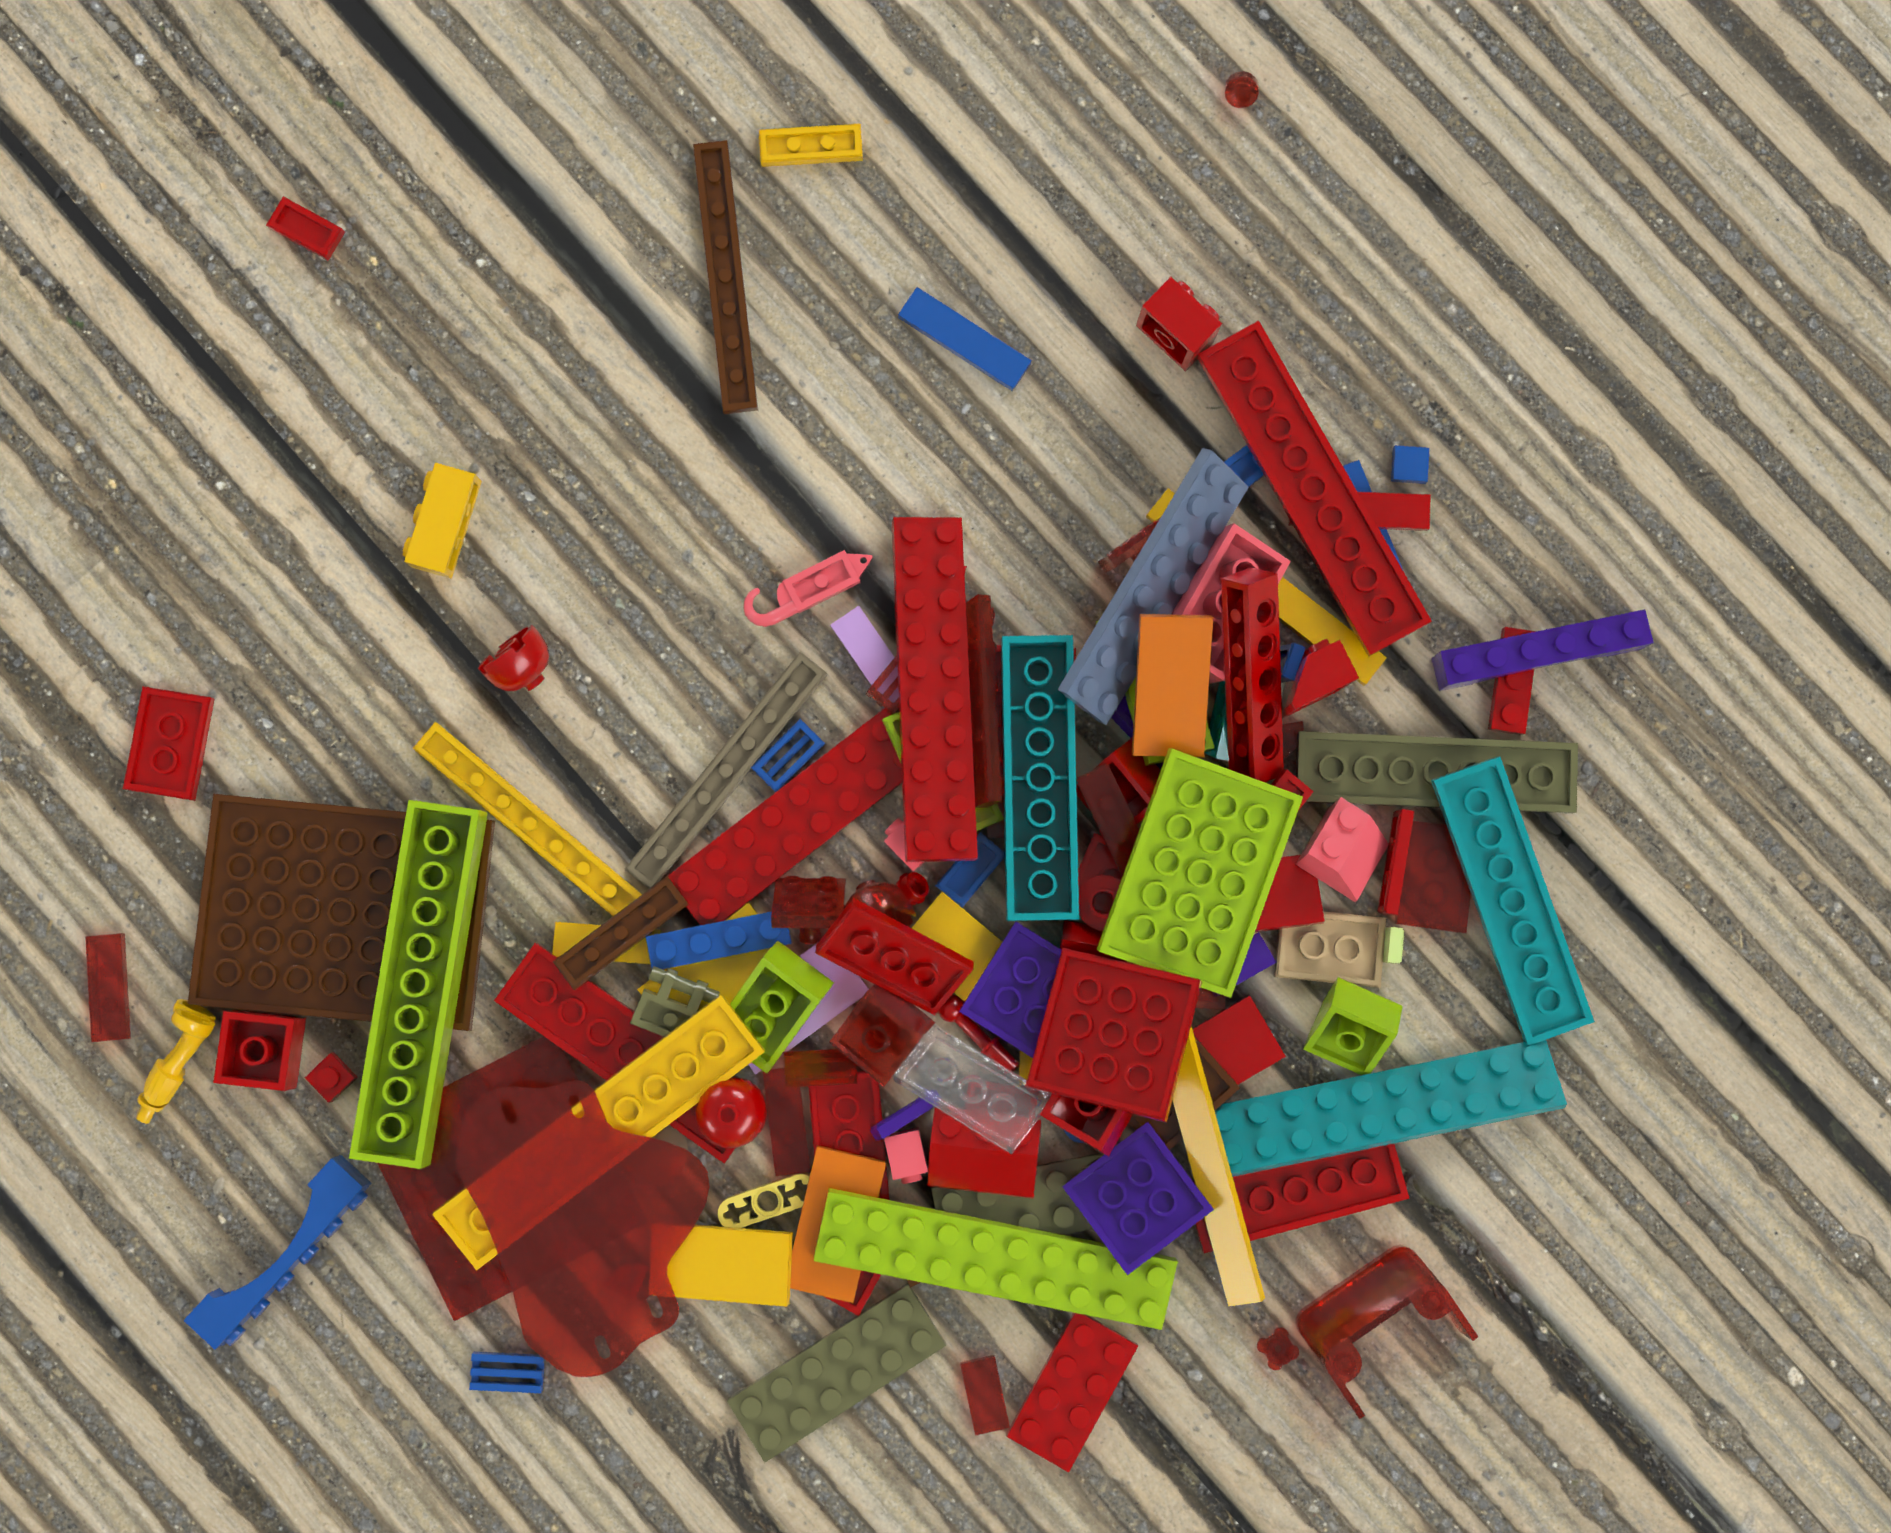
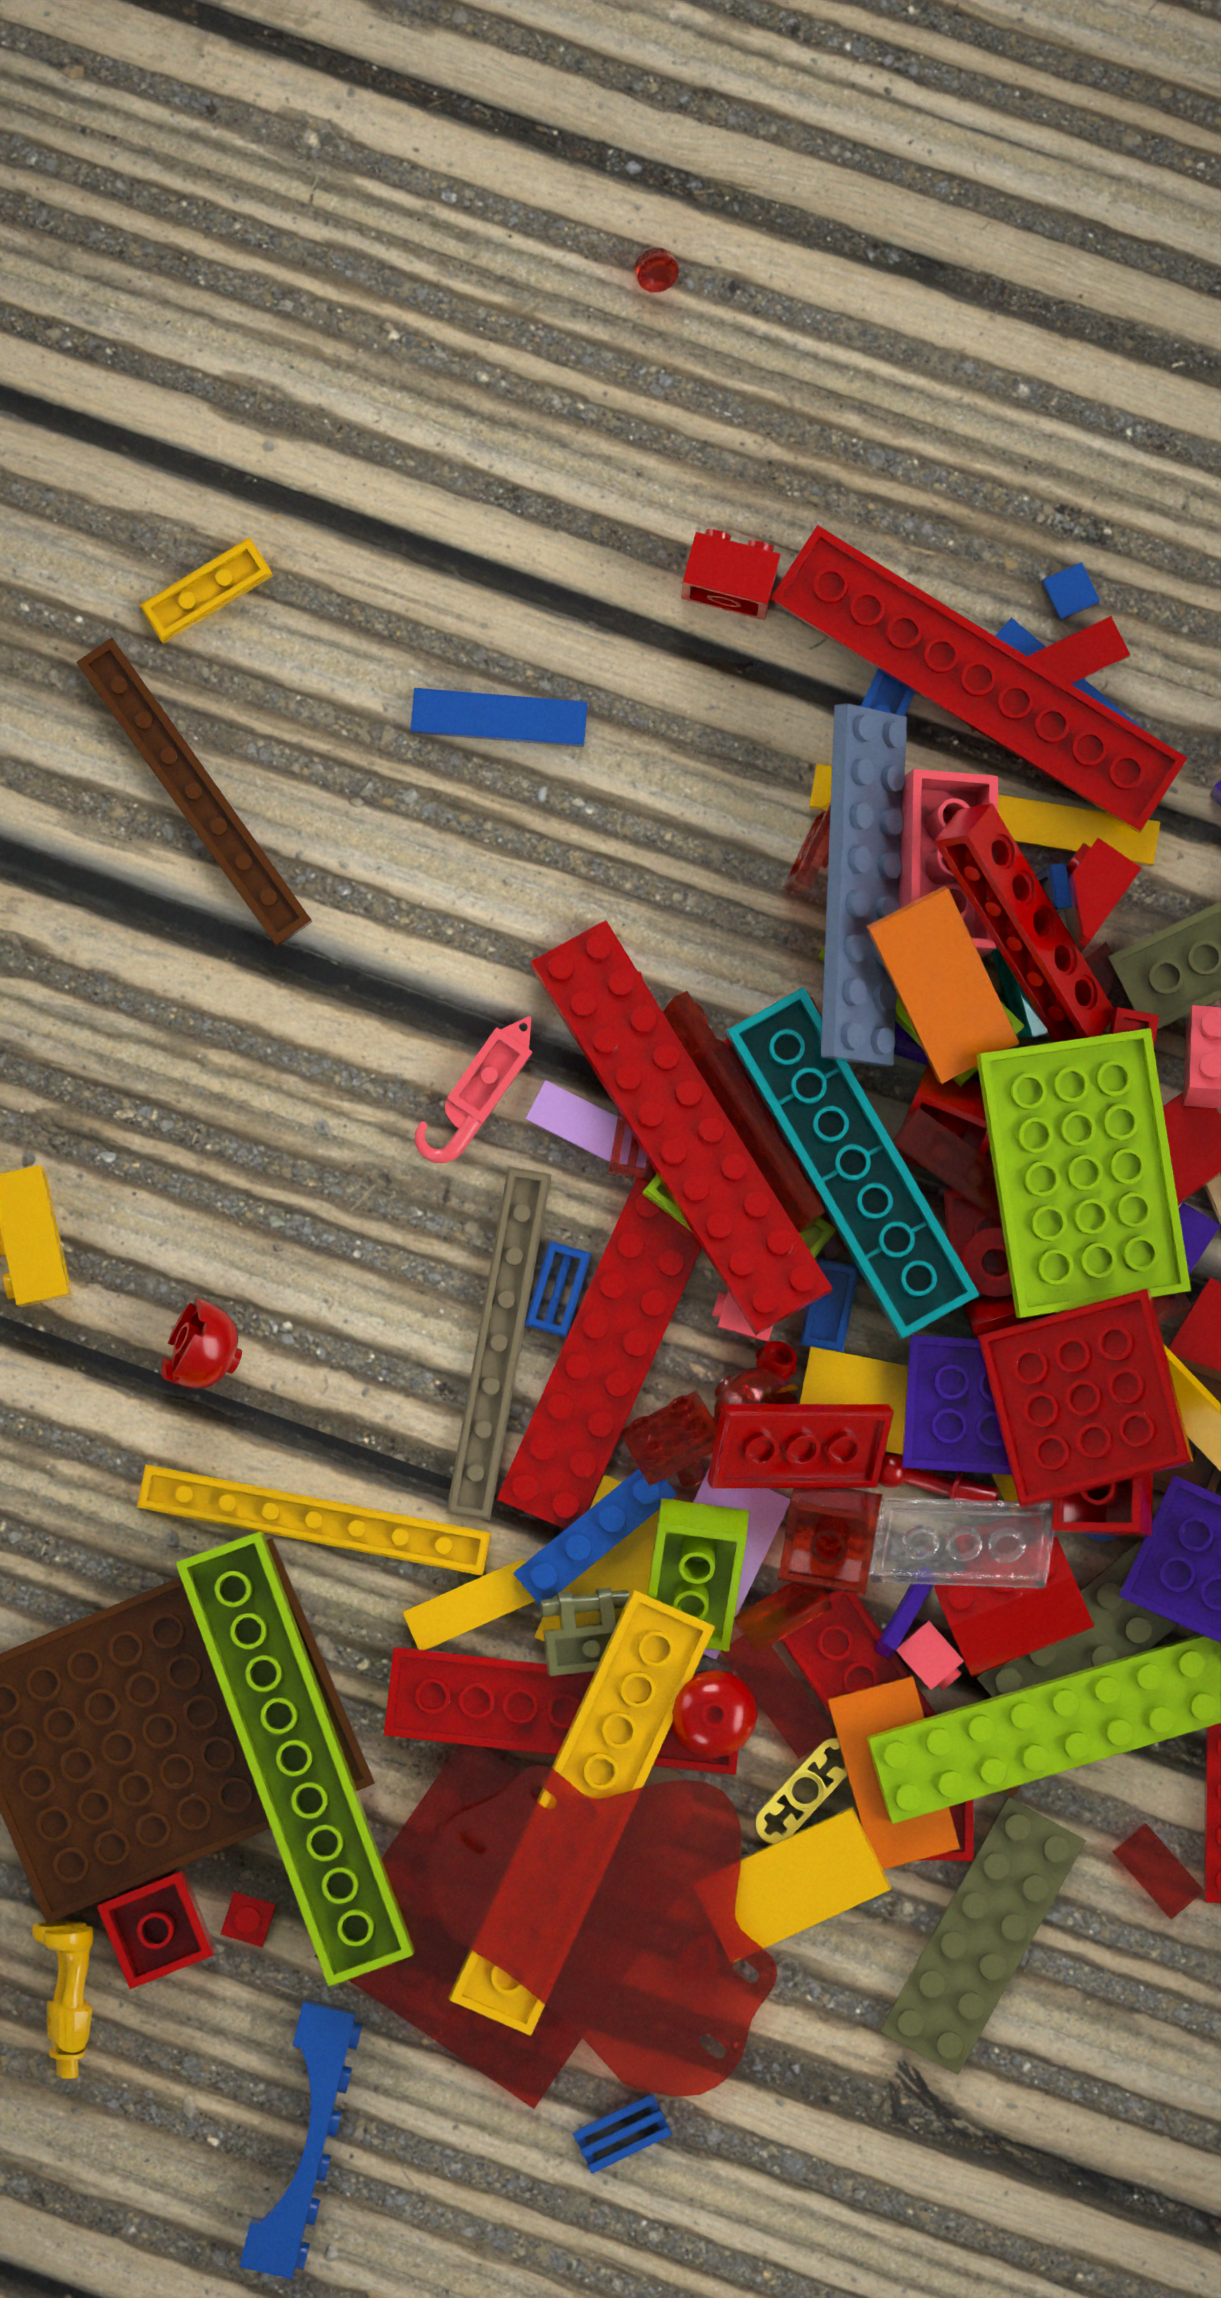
camera: 25 degrees left, 0 degrees up
(620, 933) = (483, 1584): reddish brown tile -> none

